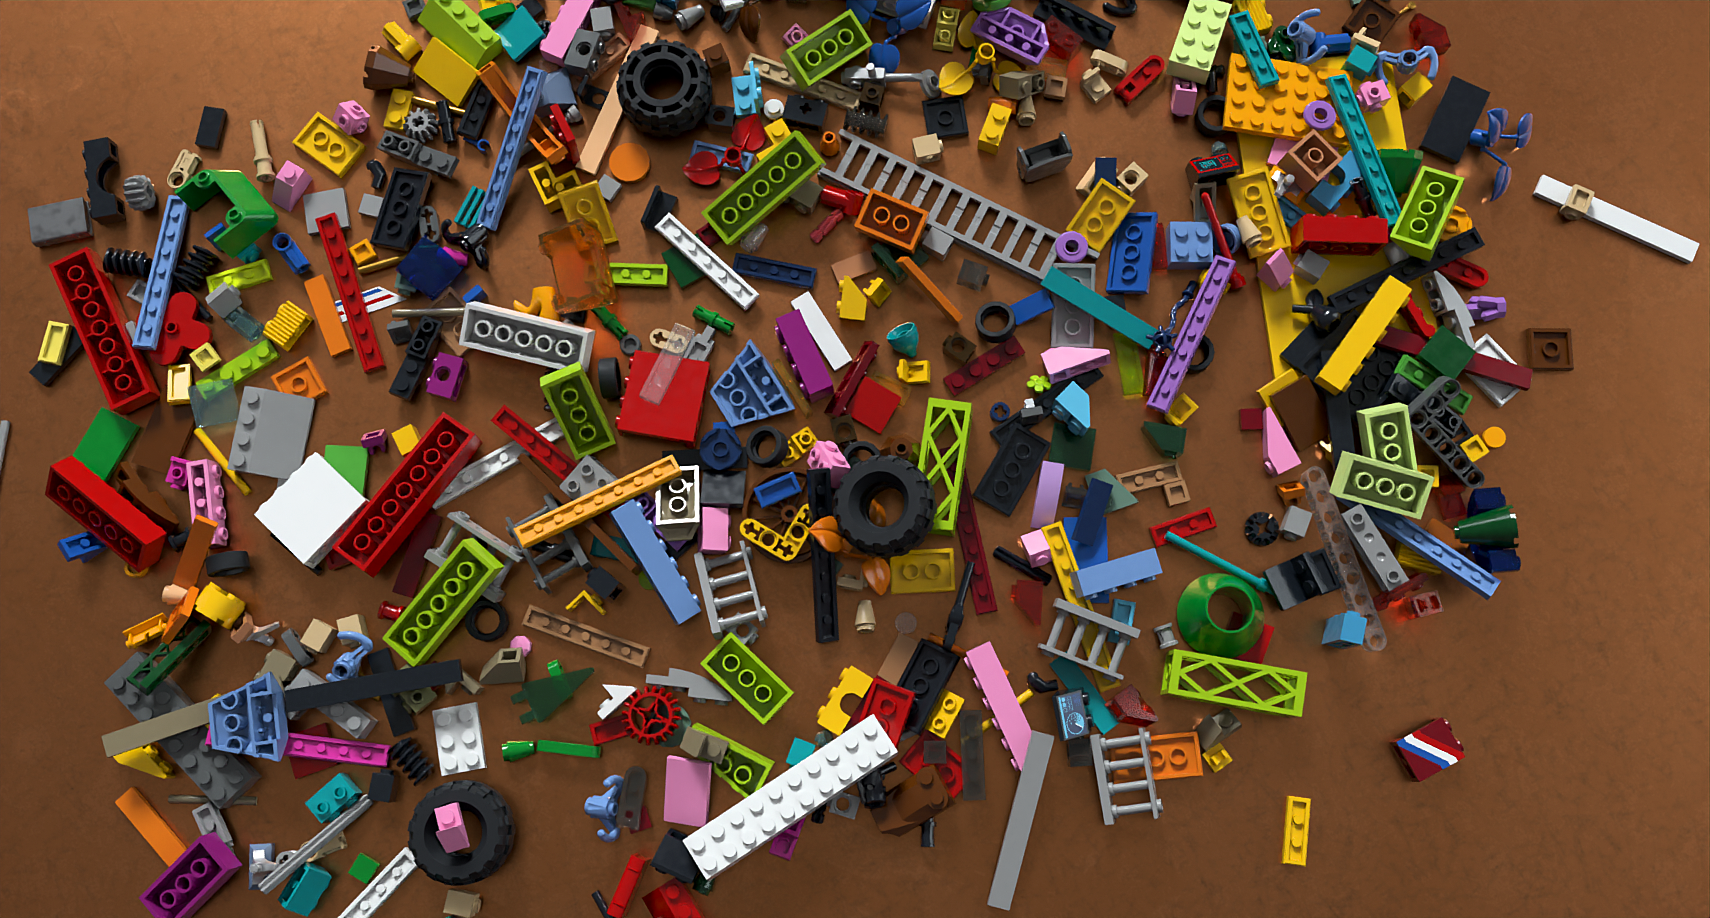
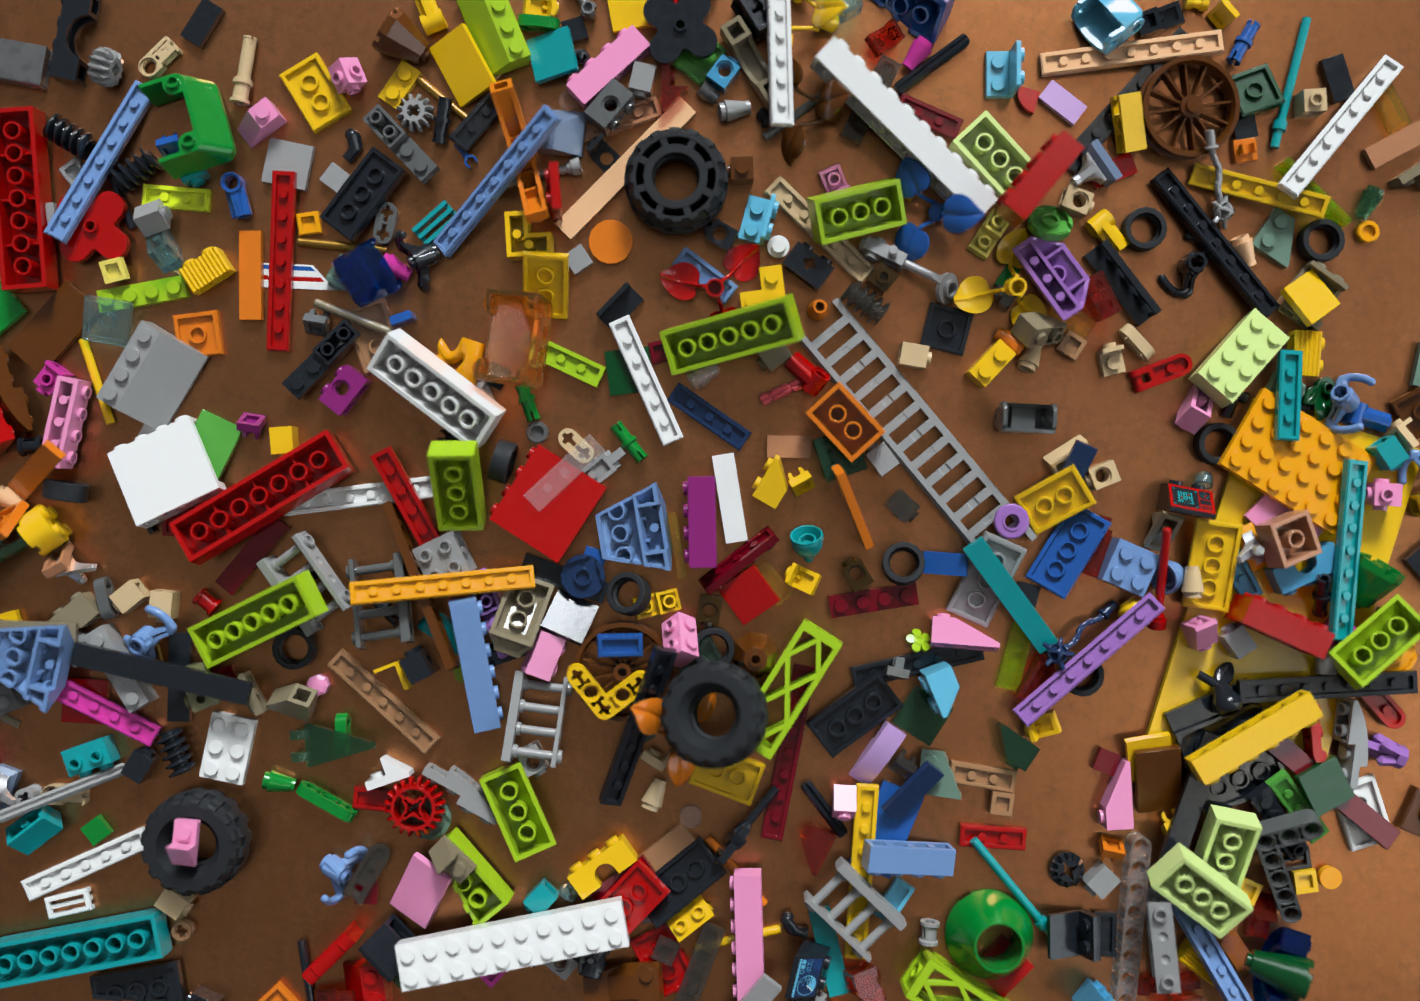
camera: 20 degrees right, 10 degrees up
(178, 380) = (79, 285): yellow tile -> none
(994, 416) = (874, 649): dark blue bush -> none
(1323, 108) = (1330, 495): medium lavender piece -> none

